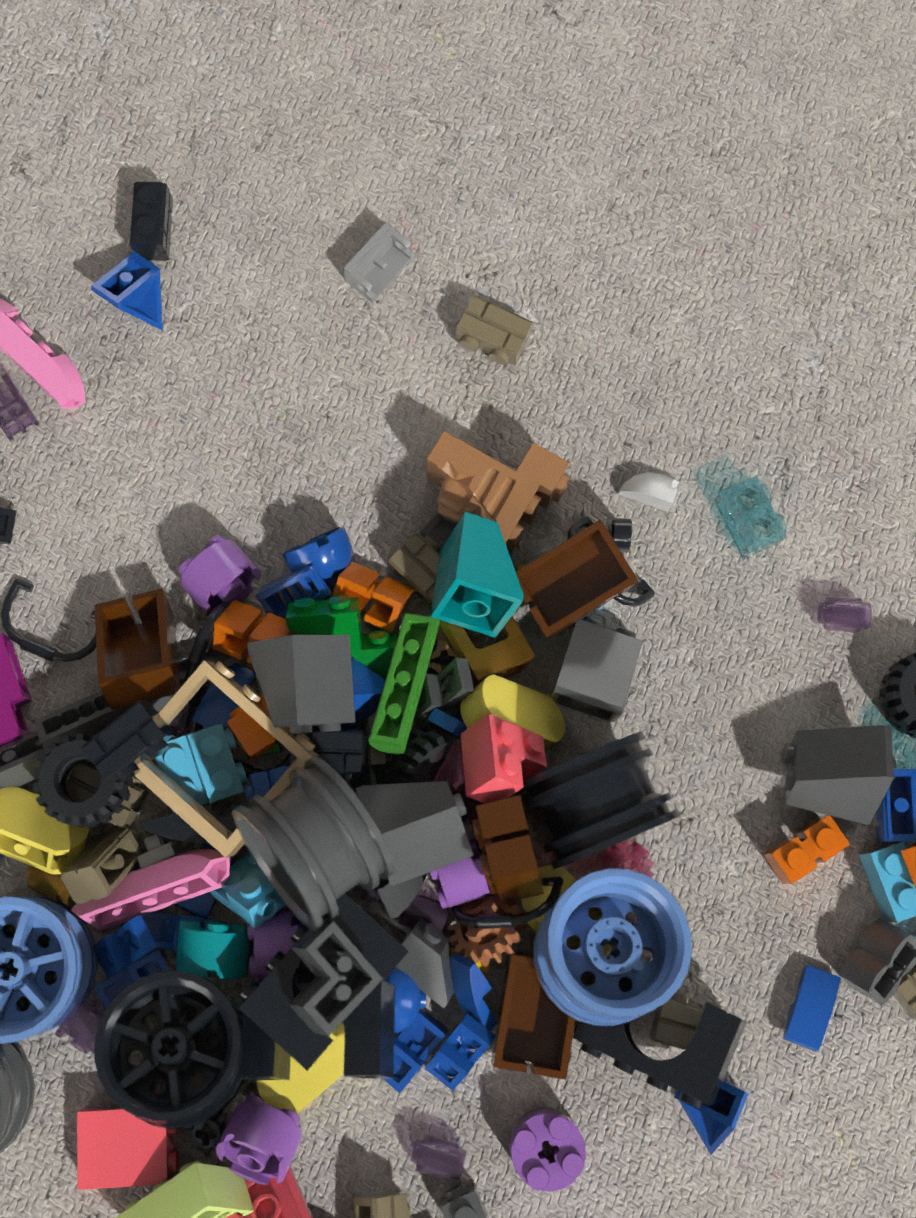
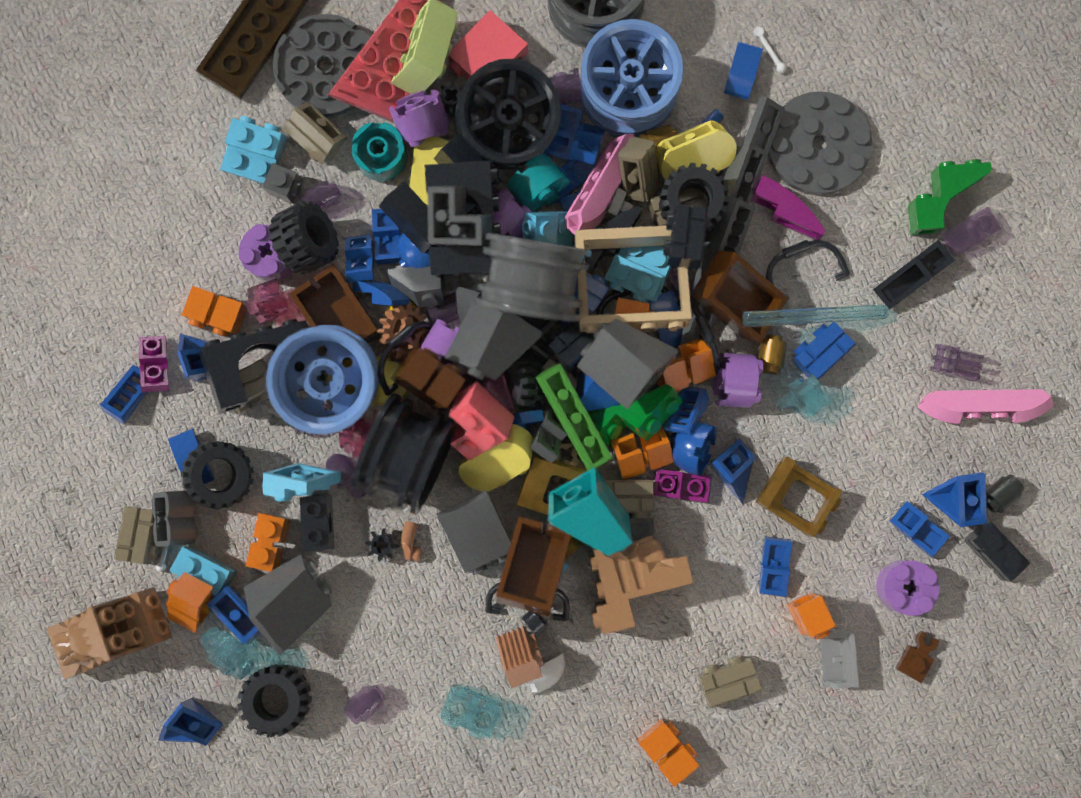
camera: 145 degrees right, 5 degrees up
(88, 566) = (814, 315): none -> clear light blue axle
(91, 261) = (1003, 493): none -> pearl dark grey brick
(115, 530) = (822, 351): none -> blue brick
(161, 571) = (773, 354): none -> pearl gold brick
(174, 506) = (804, 397): none -> clear light blue brick
(196, 302) = (919, 529): none -> blue slope
(258, 245) = (923, 590): none -> medium lavender brick
(276, 455) = (779, 484): none -> pearl gold window
(301, 508) = (734, 468): none -> blue slope
(314, 201) = (915, 660): none -> reddish brown plate
(318, 1161) = (382, 137): none -> teal brick
(354, 389) = (775, 566): none -> blue slope
(365, 534) = (682, 486): none -> magenta slope
(366, 314) = (811, 616): none -> orange piece
(497, 1125) = (304, 237): none -> black tyre
(593, 1098) = (266, 301): none -> clear pink brick
(605, 323) = (676, 763): none -> orange piece
(656, 1140) = (213, 311): none -> orange piece
(663, 520) = (519, 656): none -> nougat brick
(668, 725) = (407, 542): none -> nougat arm
(671, 846) = (346, 466): none -> clear purple arm
(706, 746) = (387, 539): none -> black gear
(723, 877) = (298, 480): none -> medium azure plate
(742, 823) = (316, 522): none -> black brick
(766, 1146) = (153, 364): none -> magenta slope
(801, 933) = (240, 479): none -> black tyre
(815, 1126) = (113, 397): none -> blue slope

